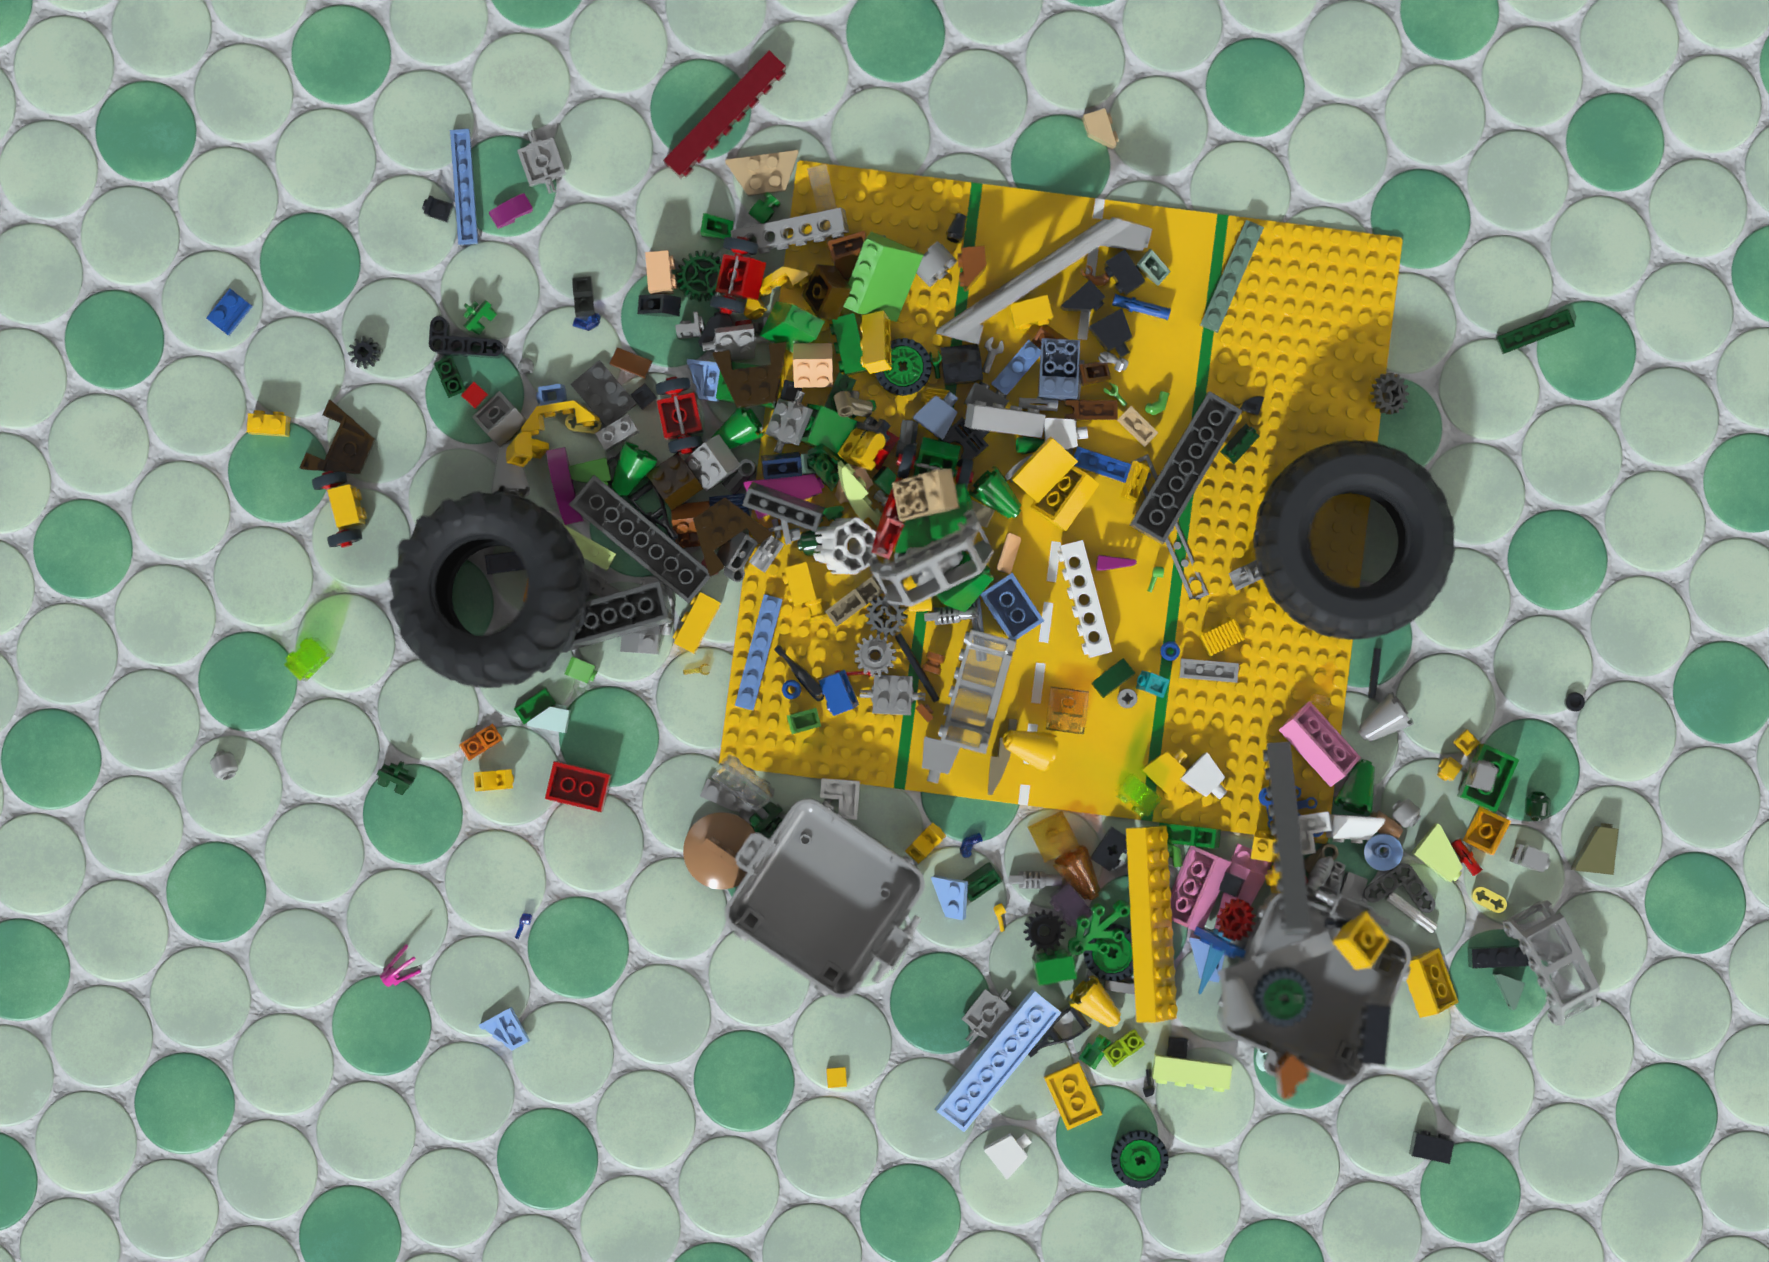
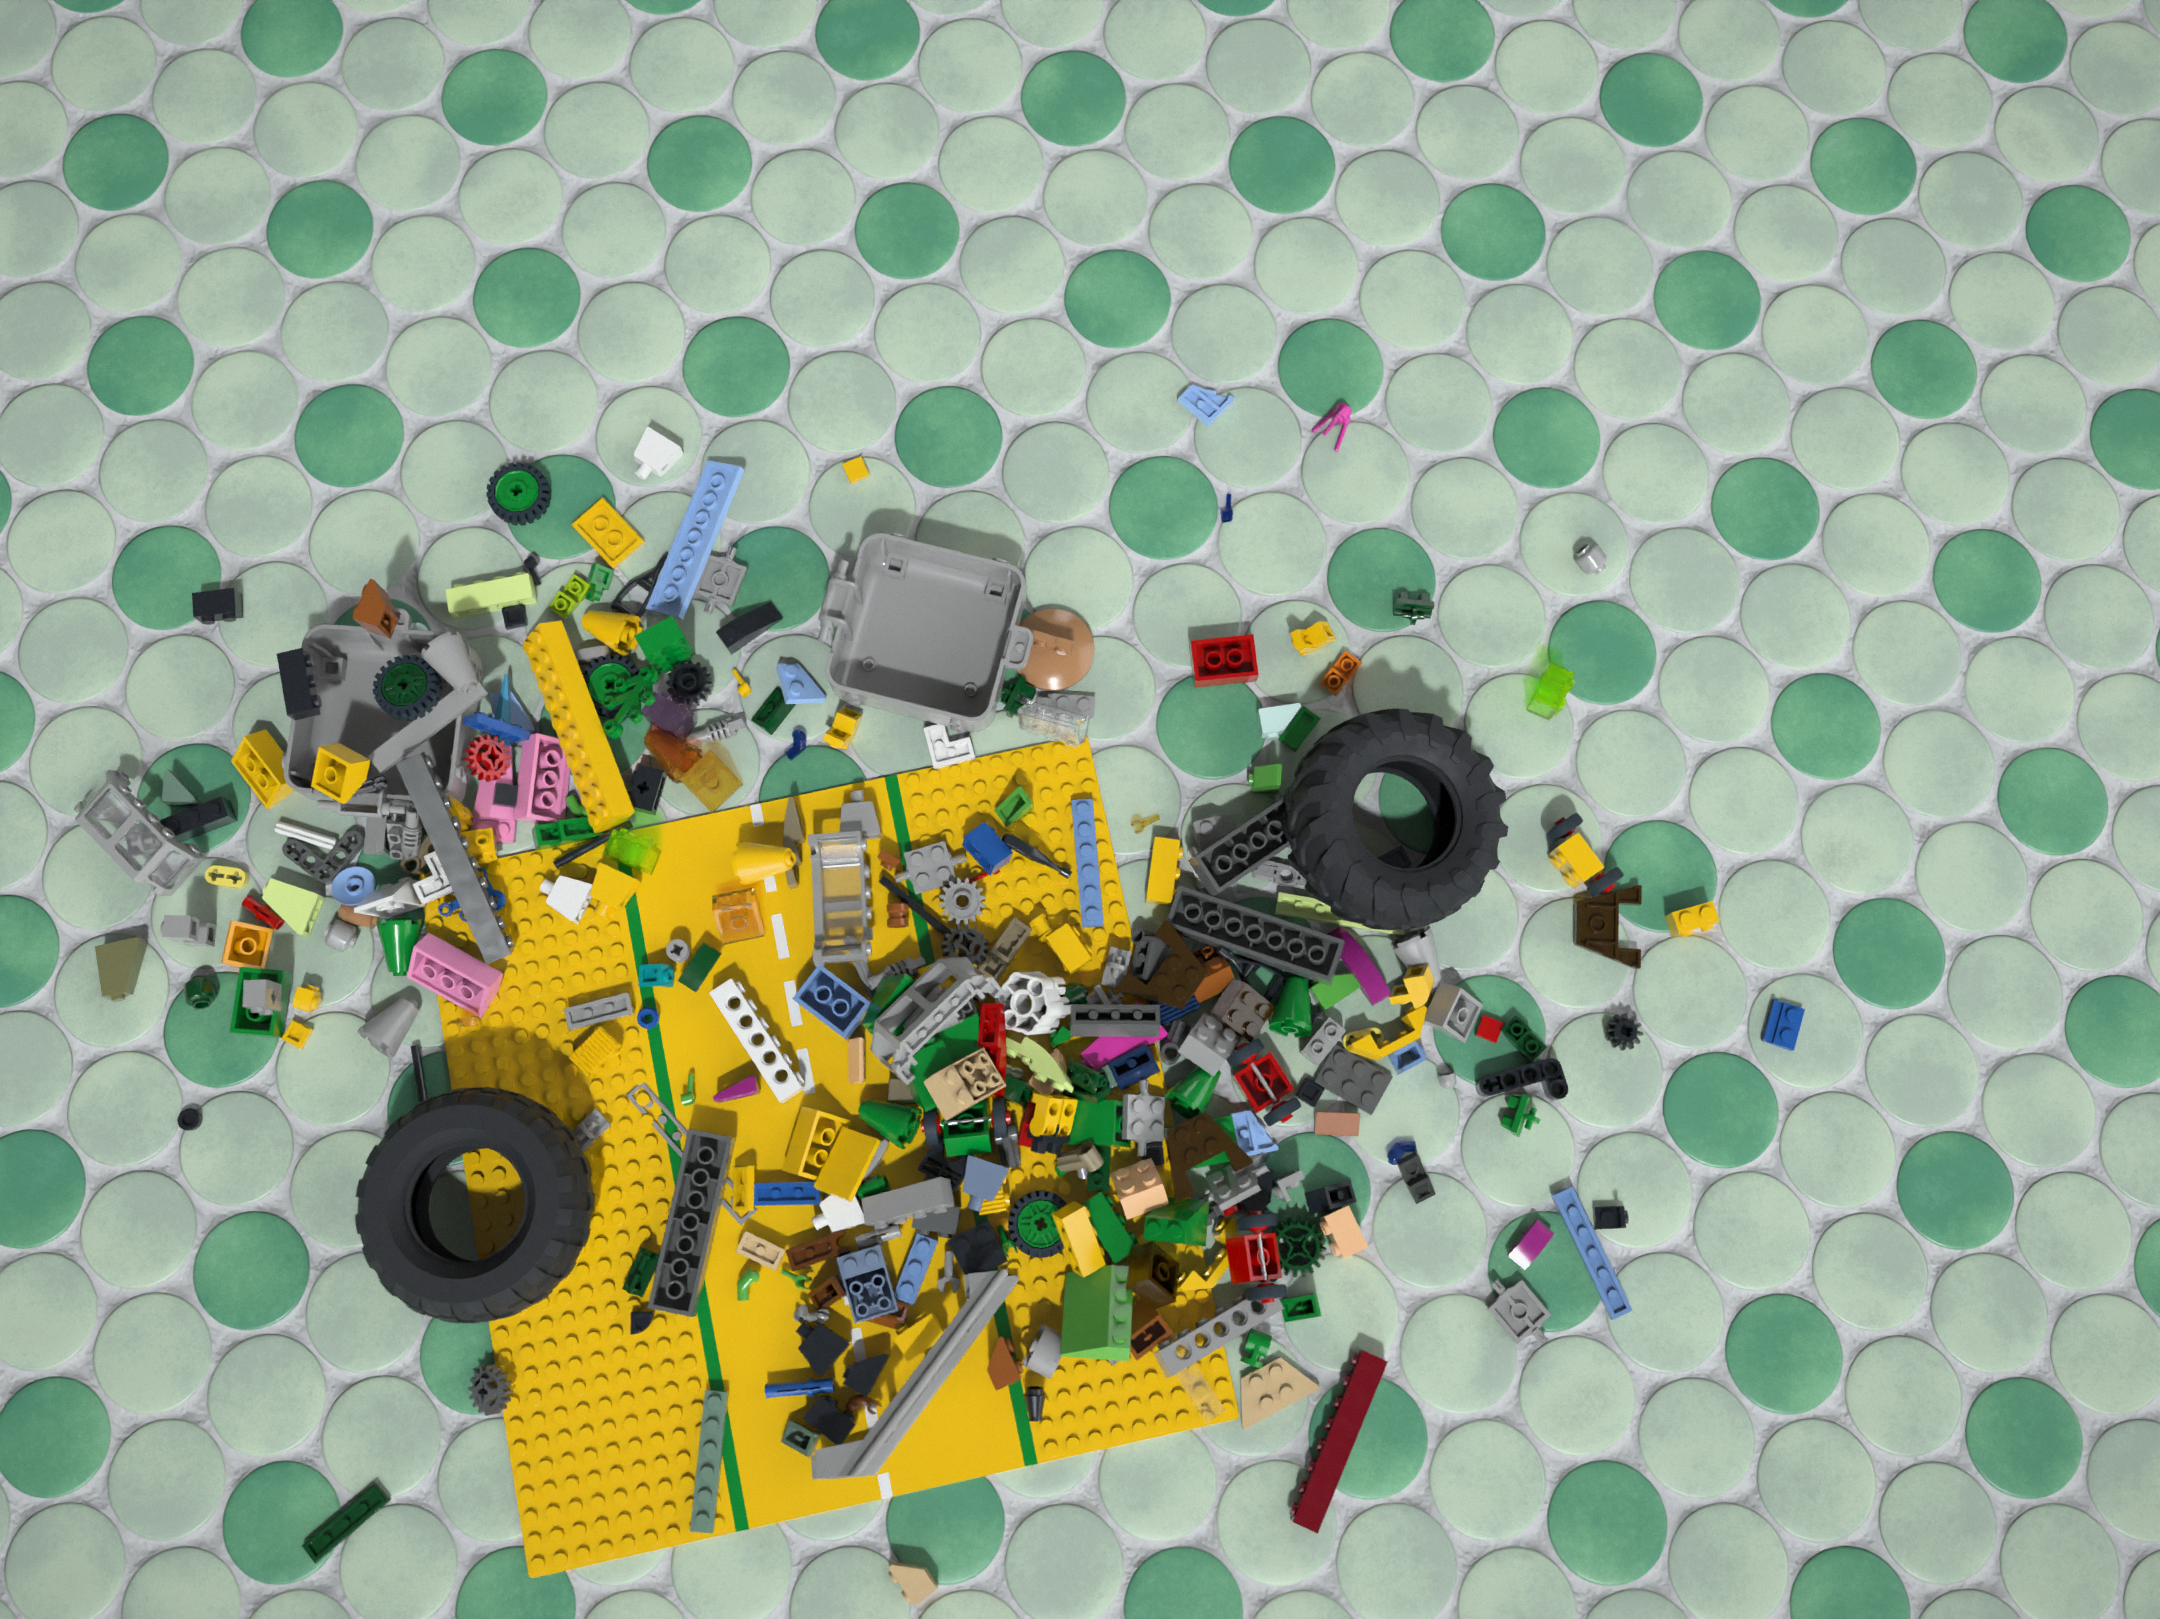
camera: 160 degrees right, 10 degrees down
(785, 689) = (1038, 830): blue plate -> none
(976, 964) = (748, 627): none -> black slope
(1170, 816) = (589, 846): none -> black bar

